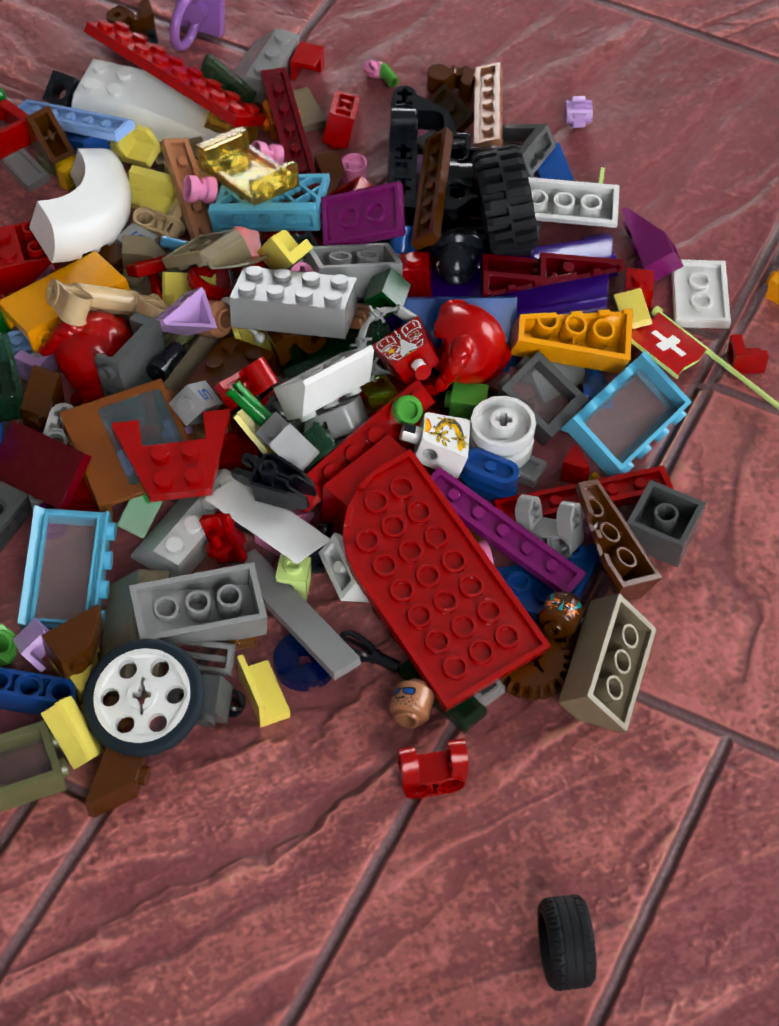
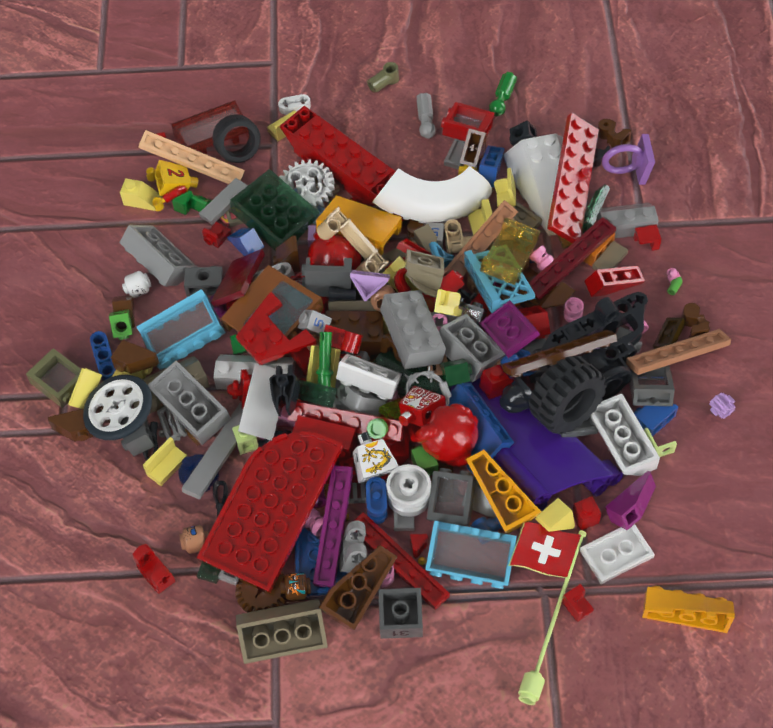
camera: 65 degrees right, 5 degrees up
(30, 643) = (130, 336): lavender panel -> none
(83, 121) = (497, 152): light blue tile -> none
(200, 189) = (482, 239): bright pink wheel -> none
(287, 441) = (310, 381): light grey slope -> none
(510, 273) = (529, 436): dark red wedge -> none
(566, 942) = (71, 690): black tyre -> none

